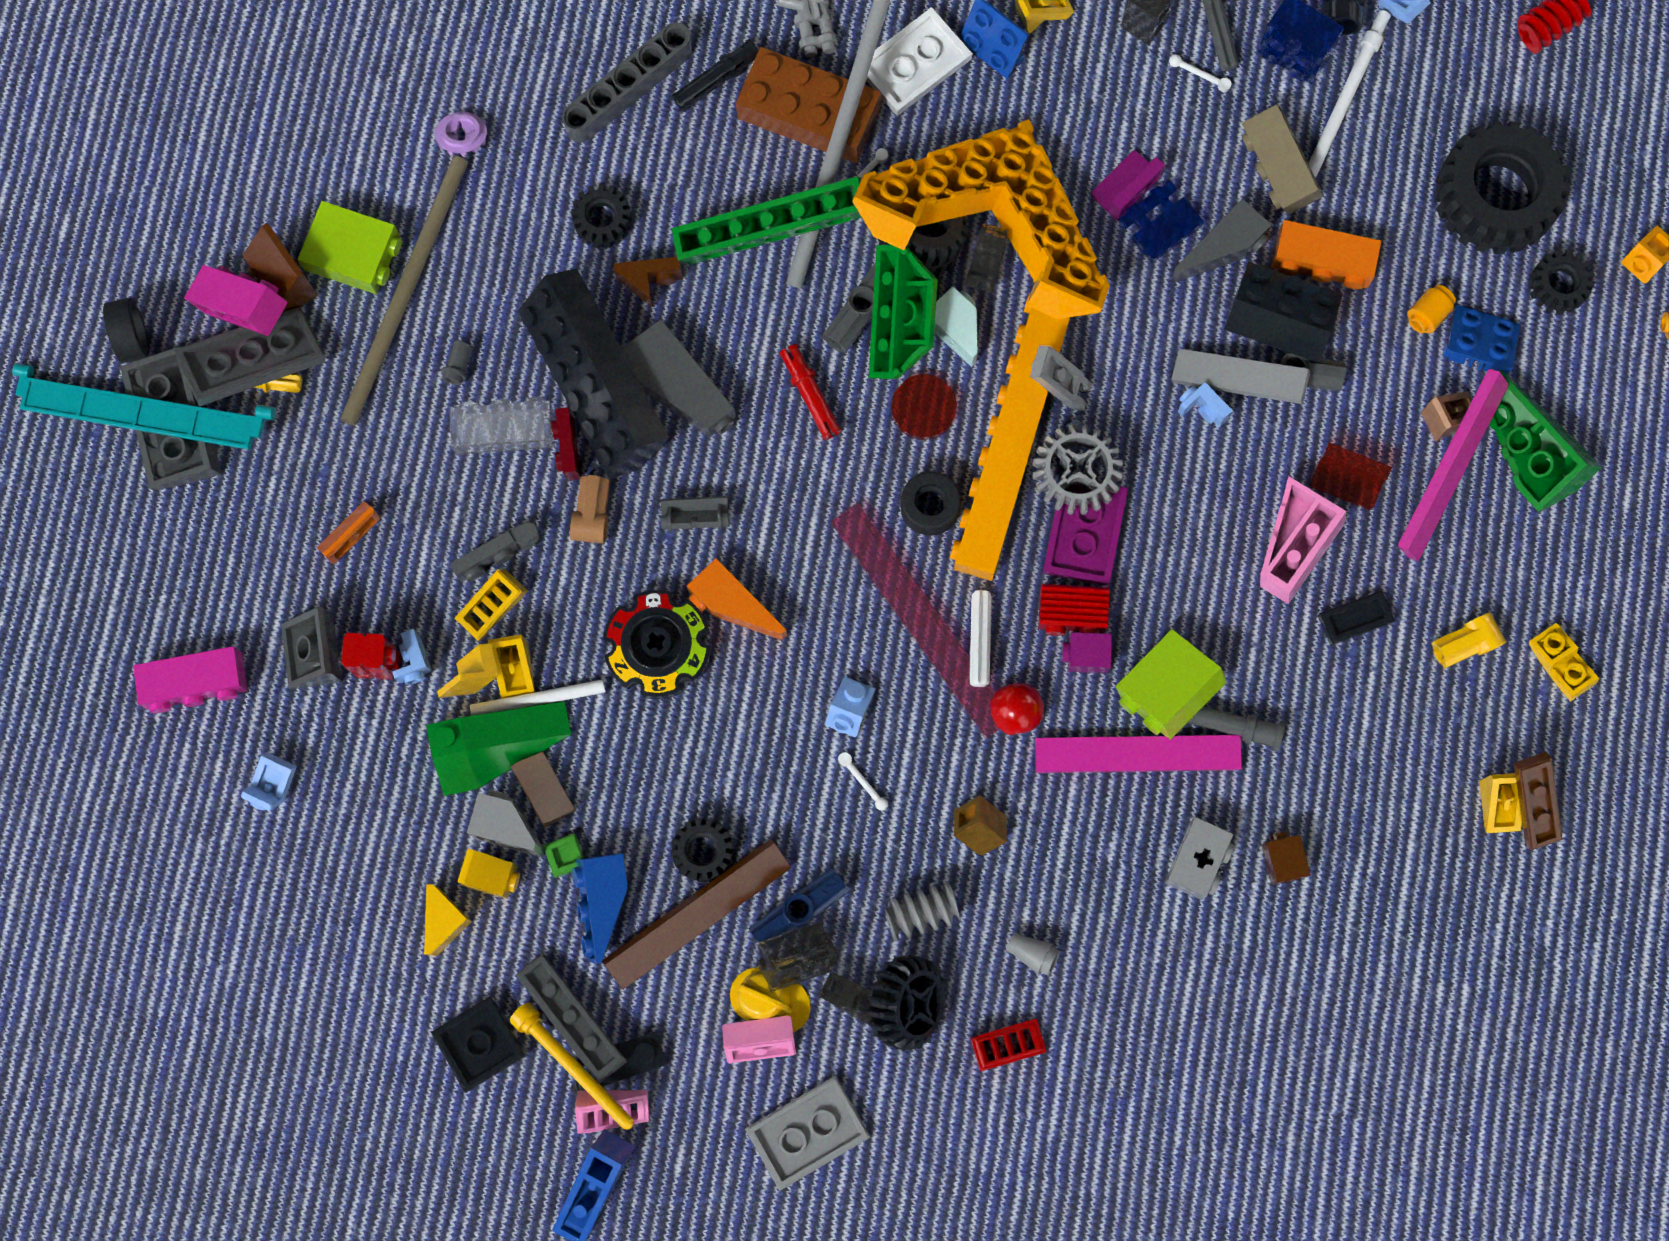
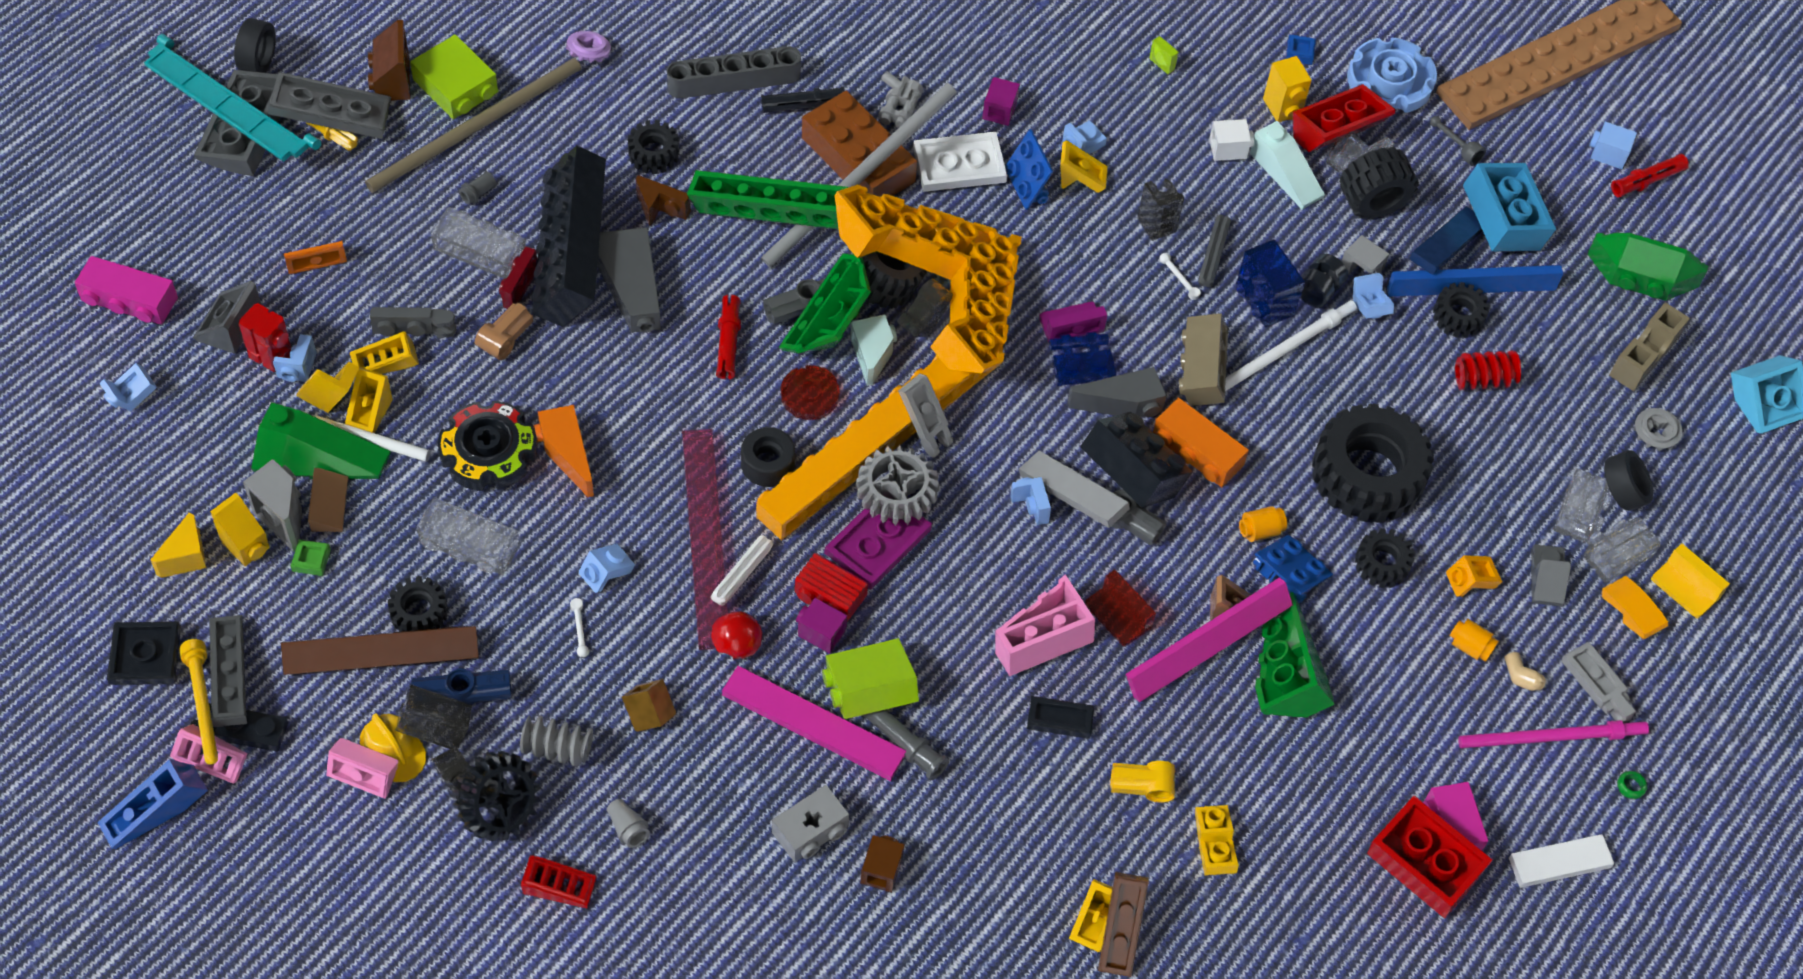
camera: 20 degrees right, 20 degrees down
(236, 299) = (347, 63): dark pink brick -> none
(602, 893) = (319, 592): blue slope -> none
(694, 513) = (581, 372): dark grey hinge -> none
(702, 752) = (468, 537): none -> clear brick
(807, 1133) = (351, 861): light grey tile -> none

